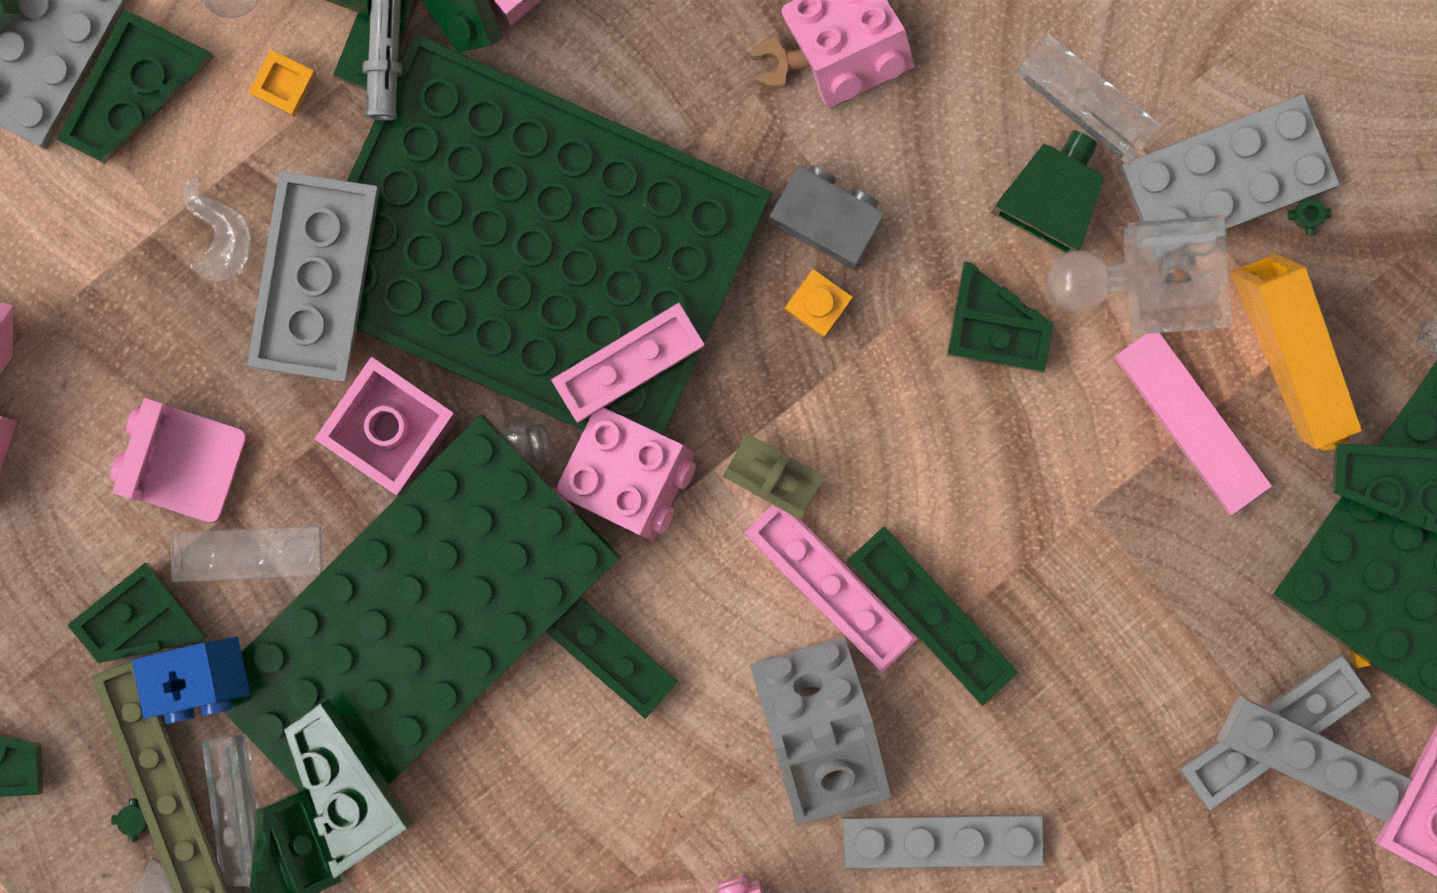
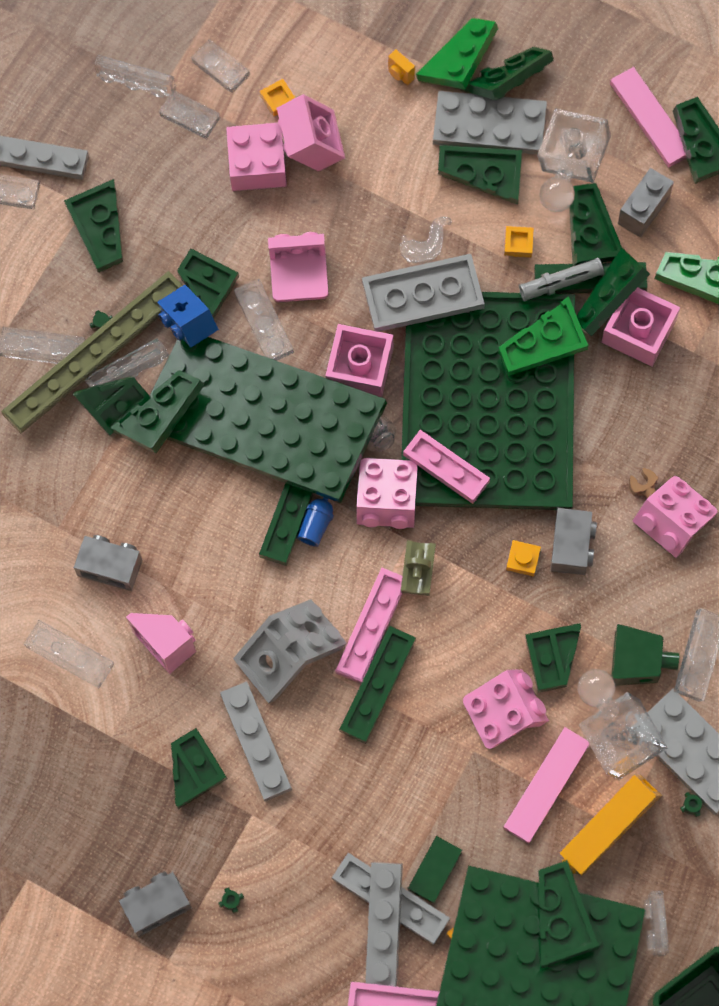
camera: 70 degrees right, 15 degrees down
(479, 114) = (549, 339): none -> green wing
(626, 605) = (316, 521): none -> blue piece
(1050, 433) = (505, 707): none -> bright pink bracket
(1254, 645) = (435, 869): none -> dark green tile

